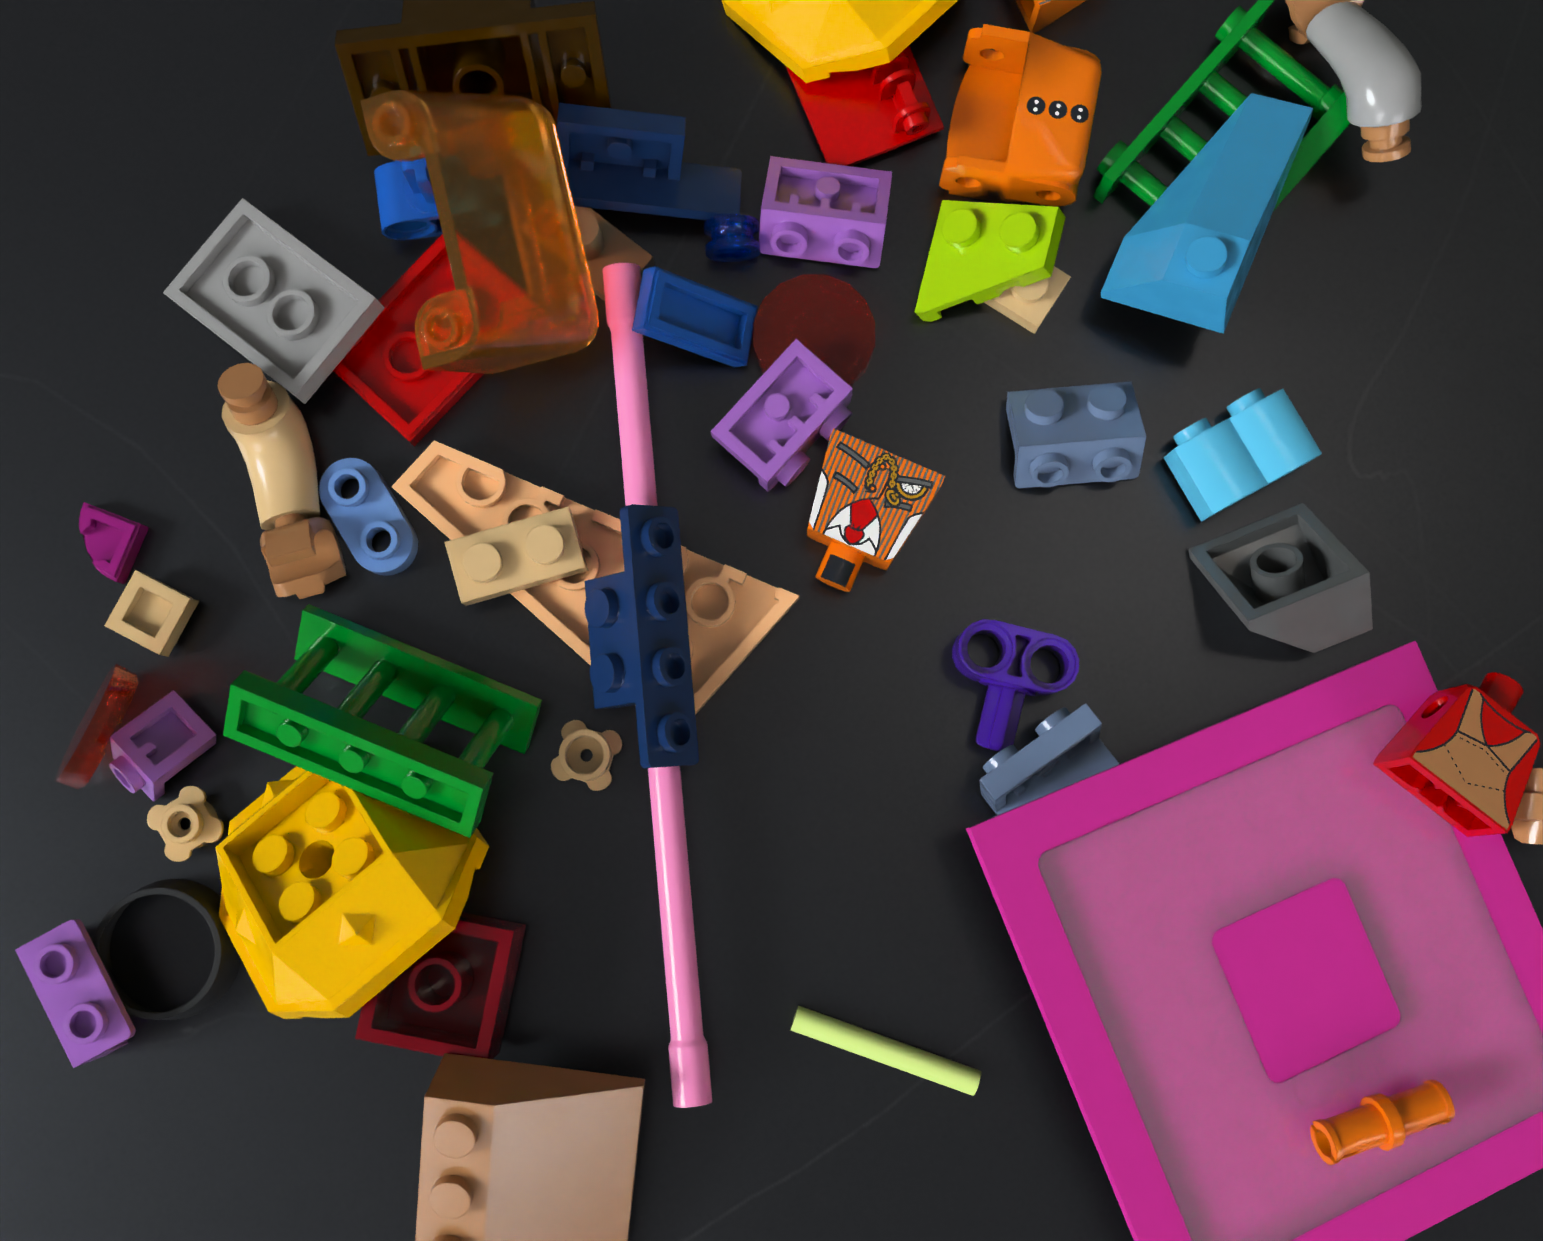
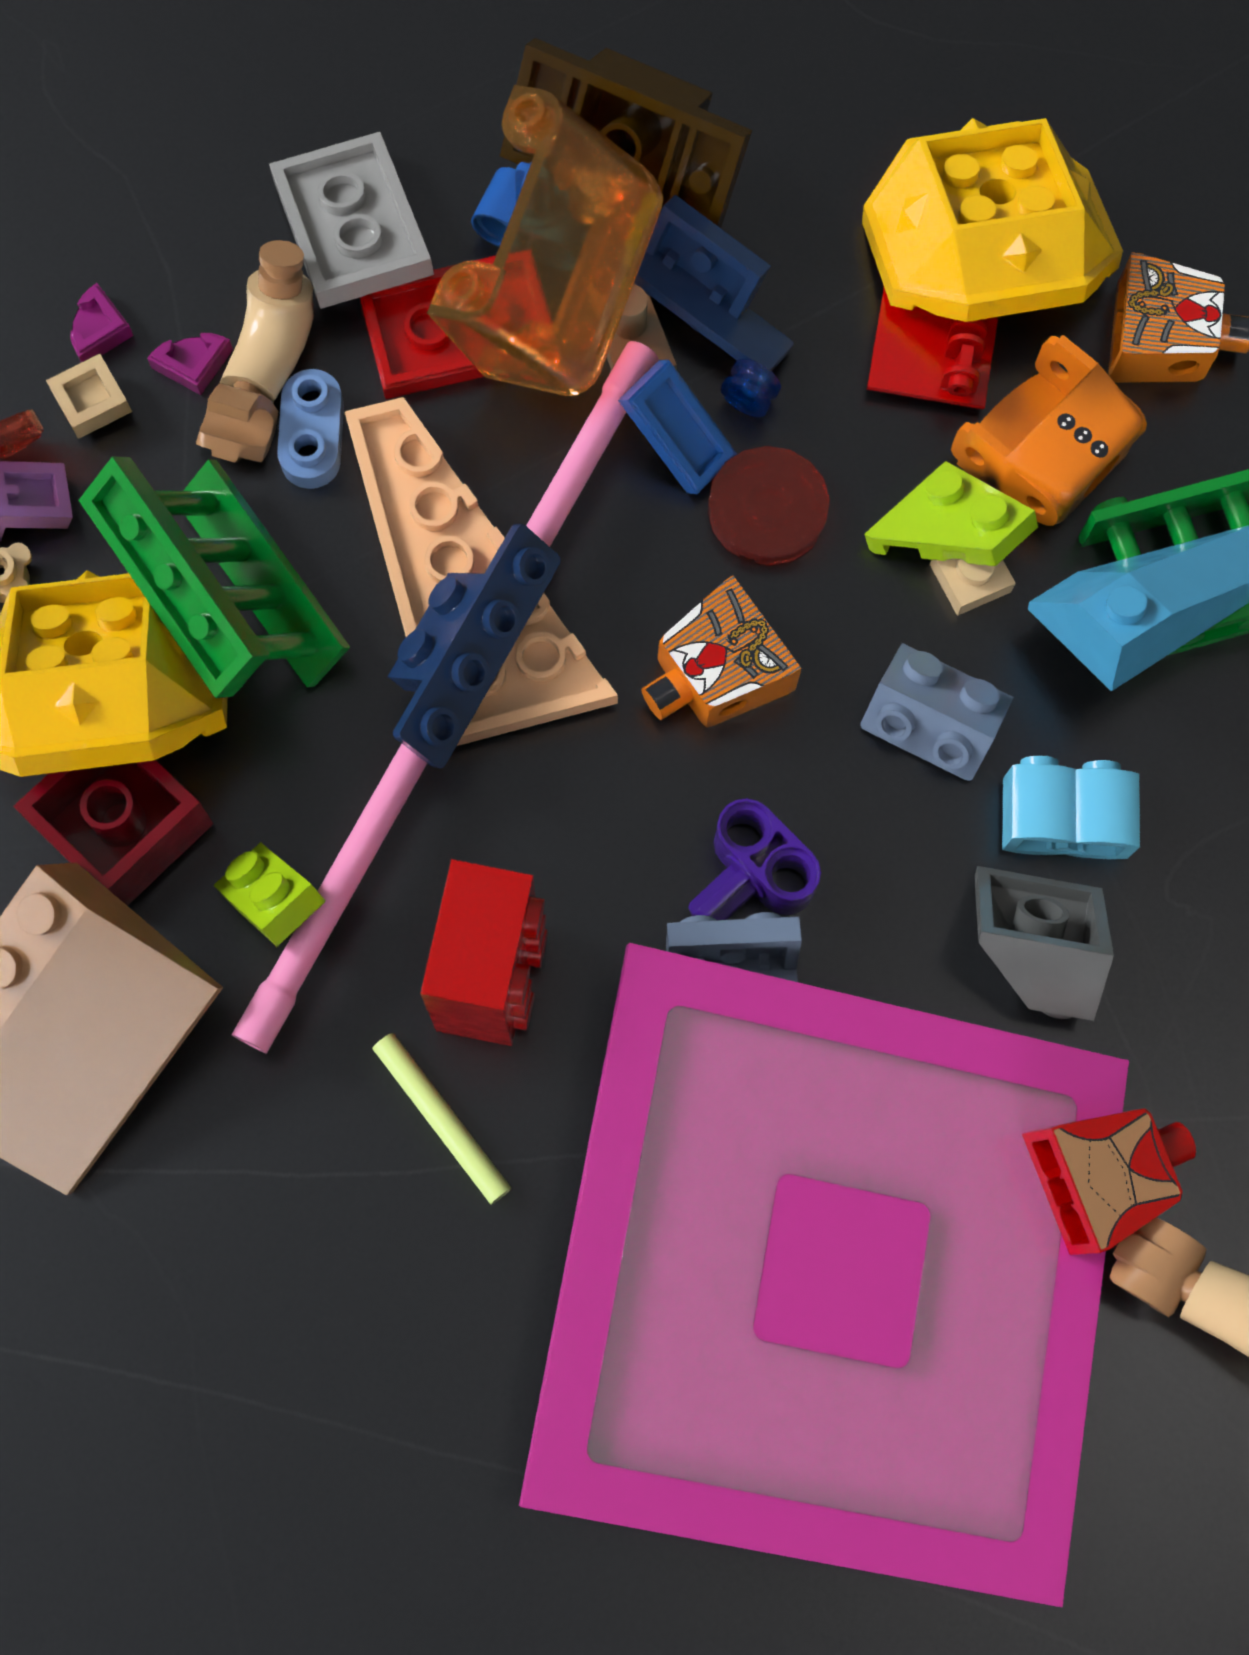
camera: 25 degrees right, 10 degrees down
(218, 519) = (191, 360): none -> magenta tile
(516, 556) = (406, 521): tan plate -> none
(570, 764) = (353, 701): tan plate -> none
(622, 964) = (269, 893): none -> lime plate
(785, 416) = (700, 546): medium lavender bracket -> none
(824, 212) = (839, 413): medium lavender bracket -> none
(849, 915) = (483, 953): none -> red brick
(1382, 1121) = (829, 1428): orange pin -> none

